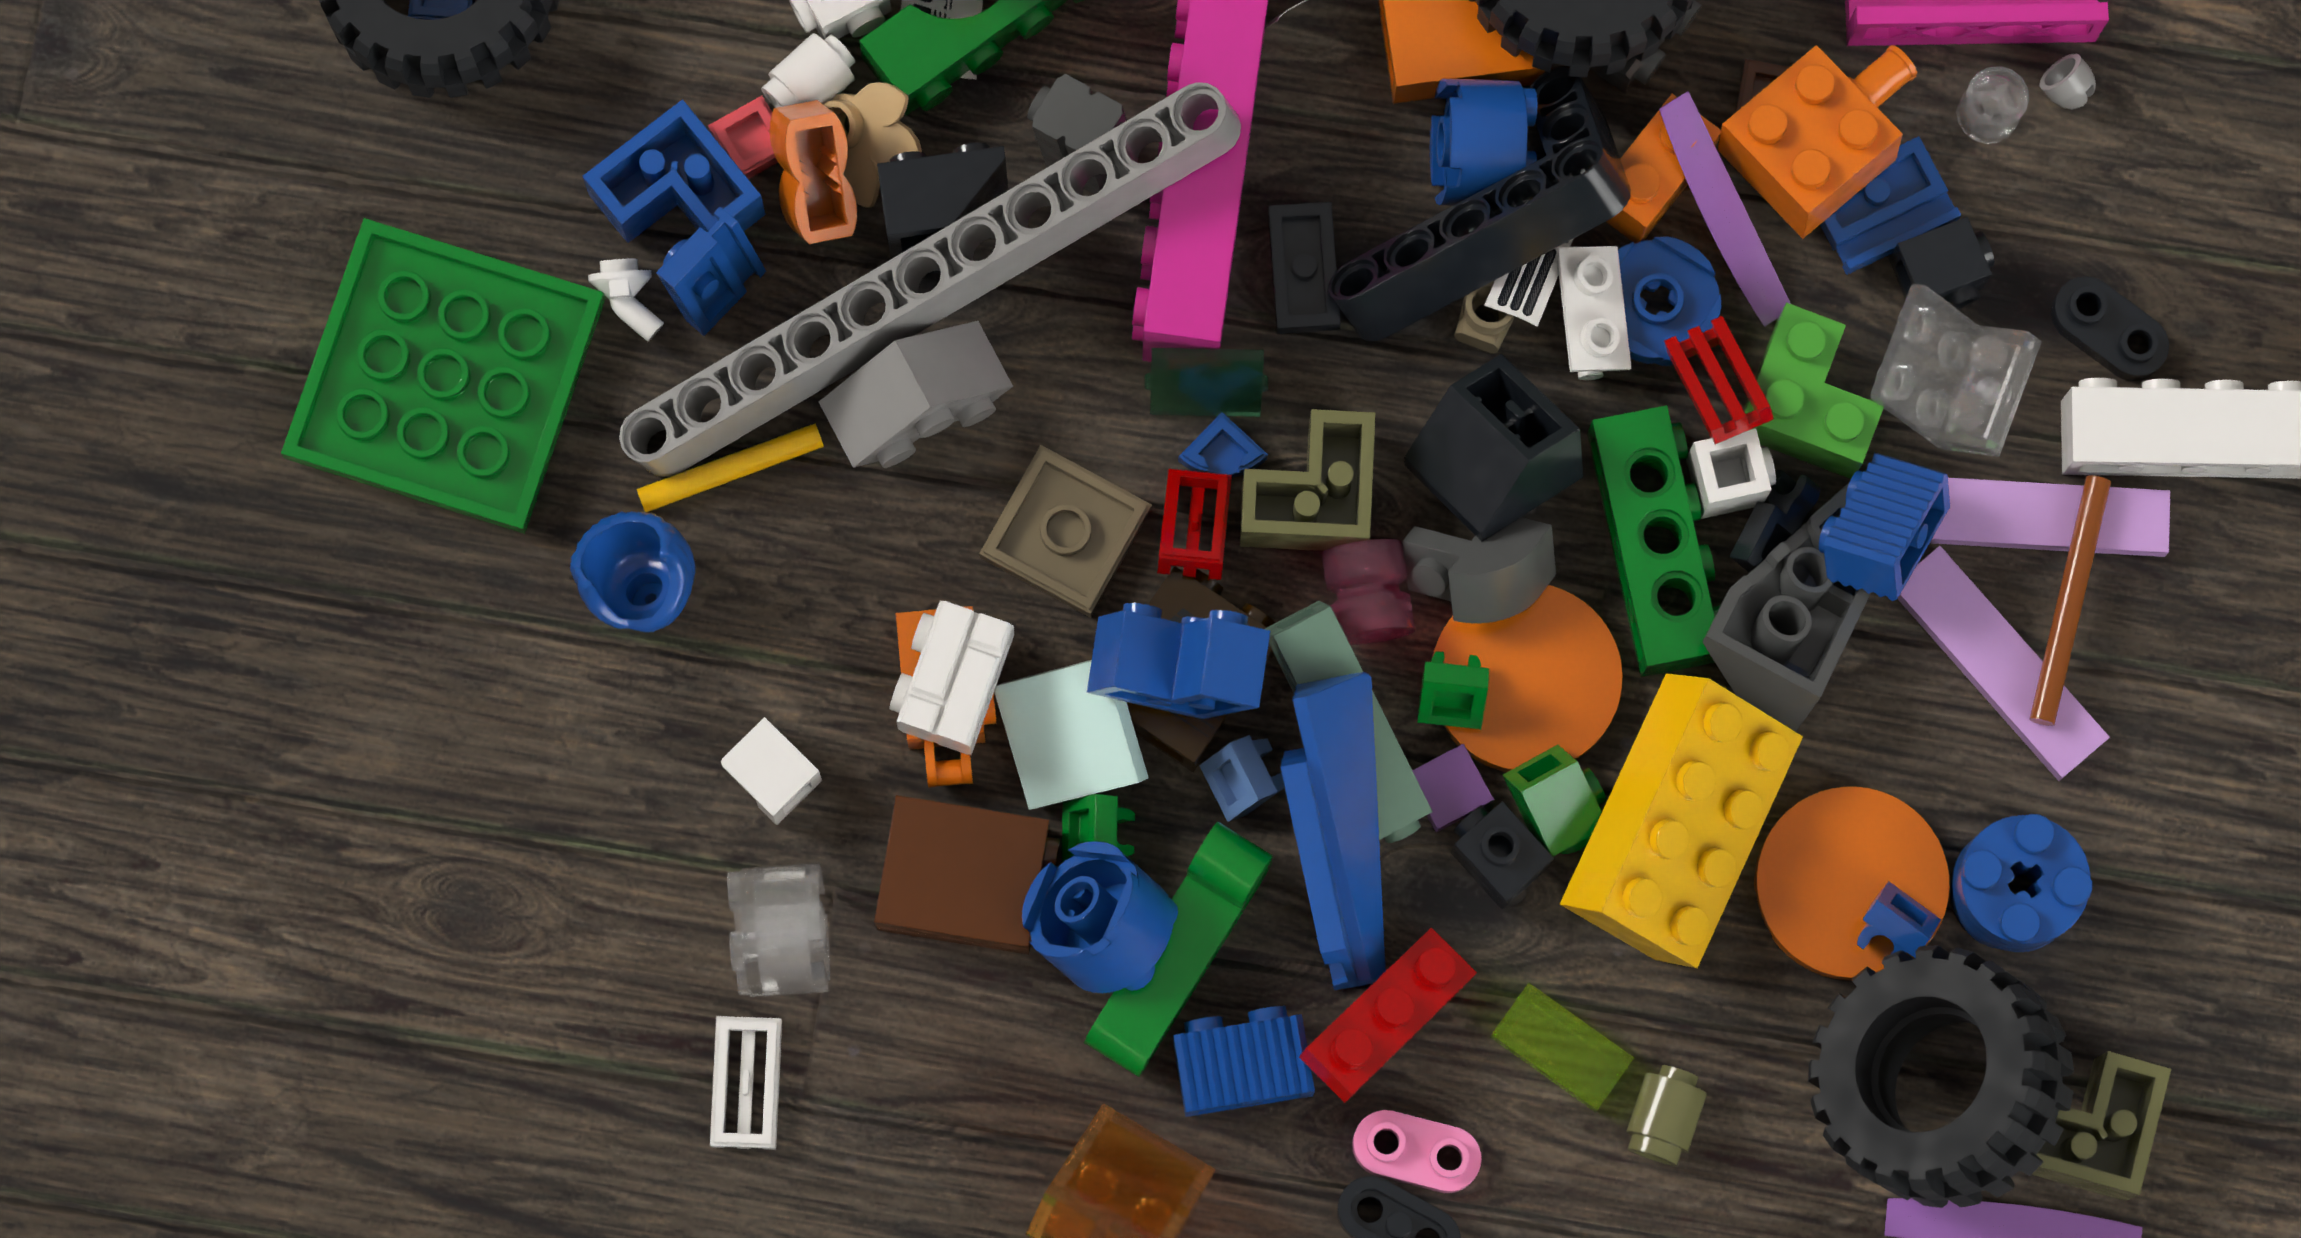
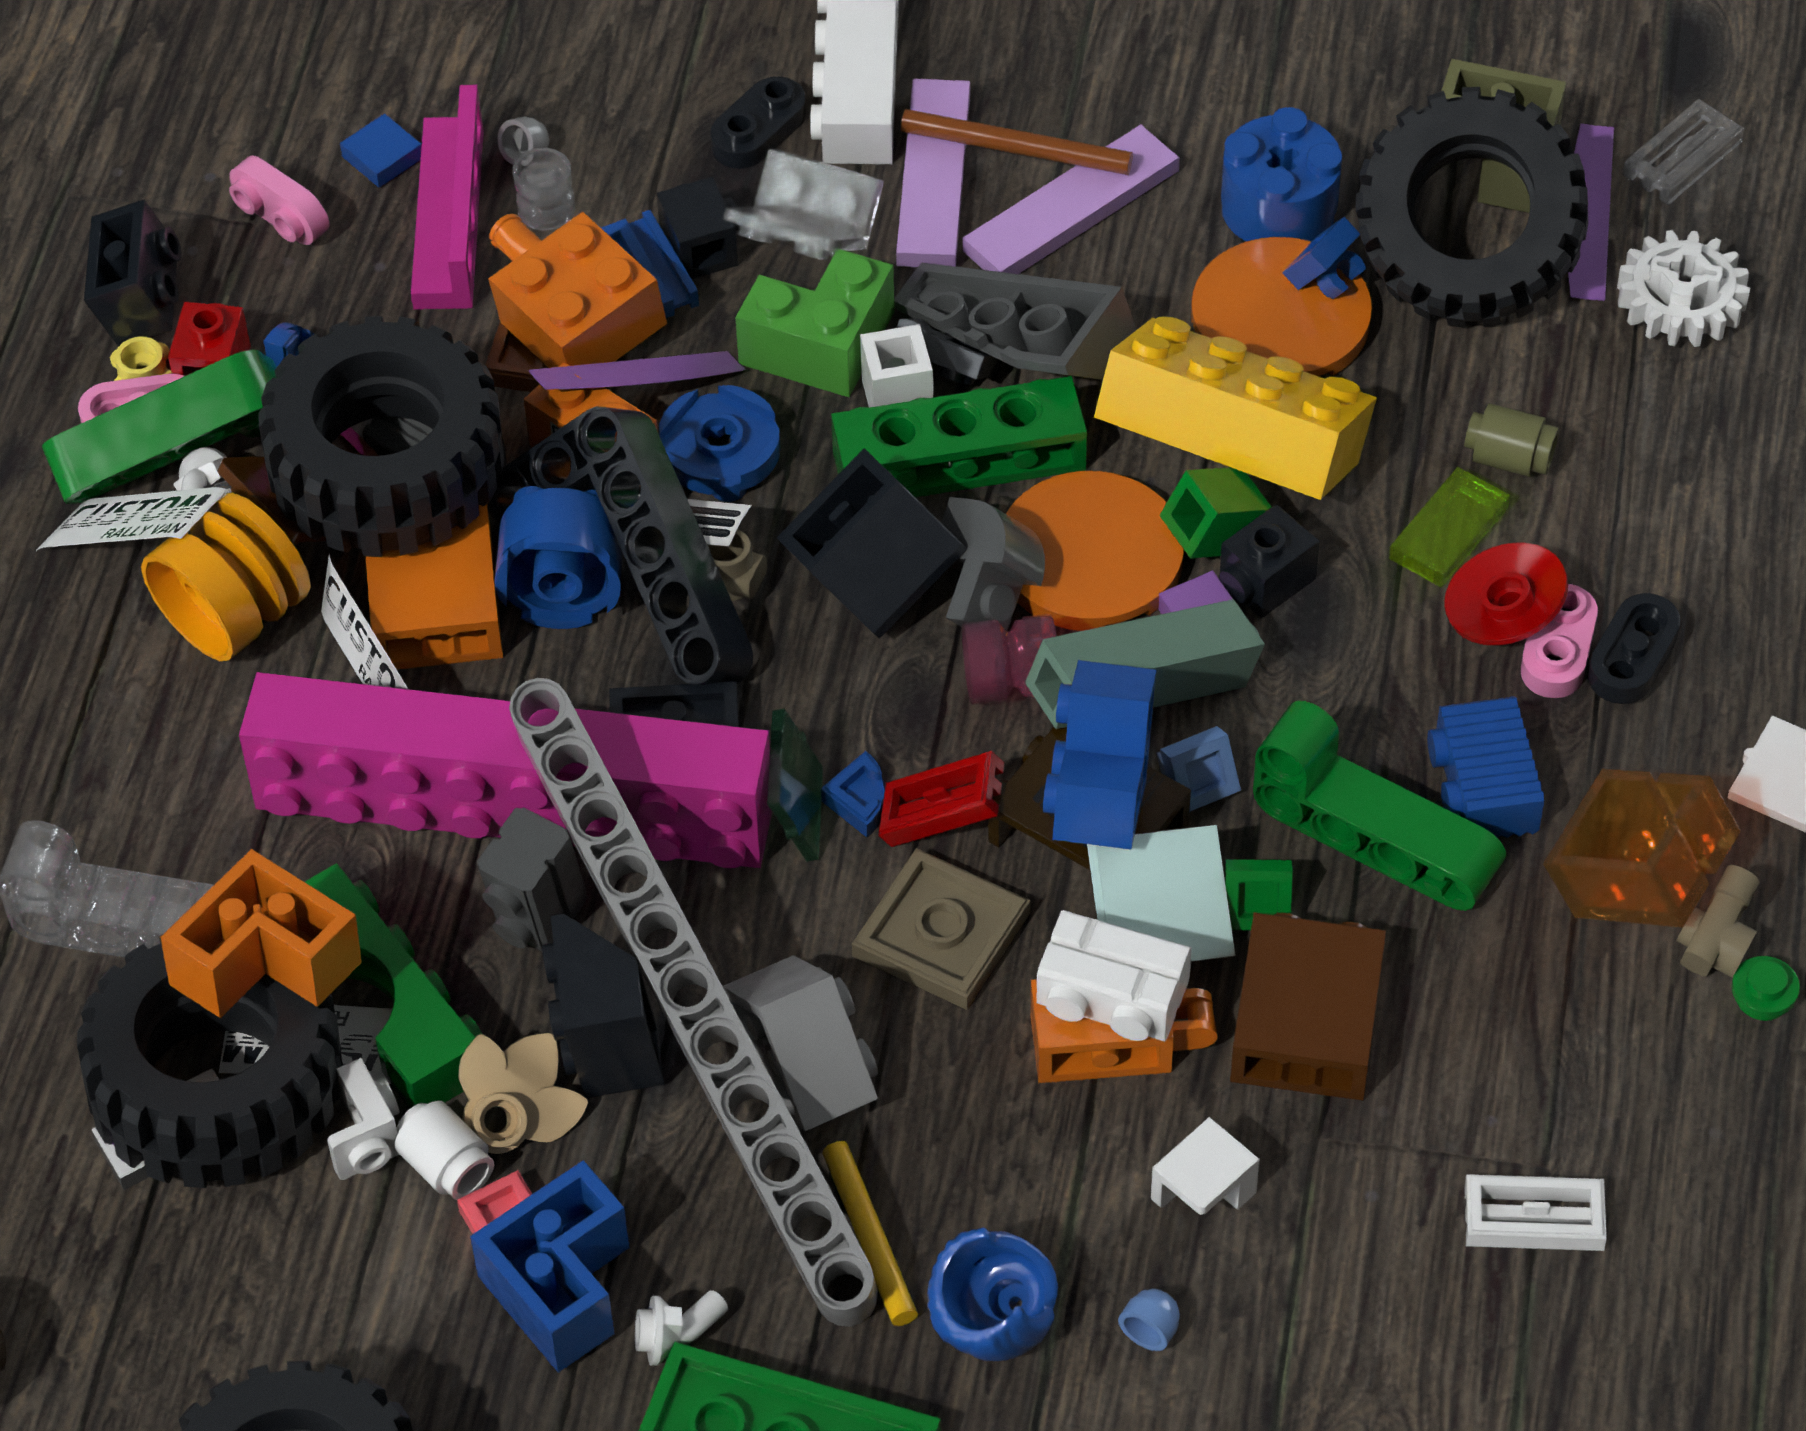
camera: 85 degrees left, 25 degrees down
(631, 721) = (1150, 1319): none -> medium blue hinge
(709, 271) = (666, 1227): blue plate -> none
(779, 930) = (1381, 1150): clear brick -> none
(814, 156) = (554, 1122): orange brick -> none
(1099, 919) = (1337, 890): blue brick -> none
(1325, 503) = (905, 682): olive brick -> none
(1337, 825) = (1250, 670): blue wedge -> none
(1387, 1015) = (1433, 645): red plate -> none
(1453, 693) = (1113, 583): green tile -> none
(1464, 1071) = (1506, 593): none -> red dish
(1593, 310) = (756, 477): white hinge -> none
(1701, 344) = (807, 358): red tile -> none
(1884, 525) = (953, 250): blue brick -> none

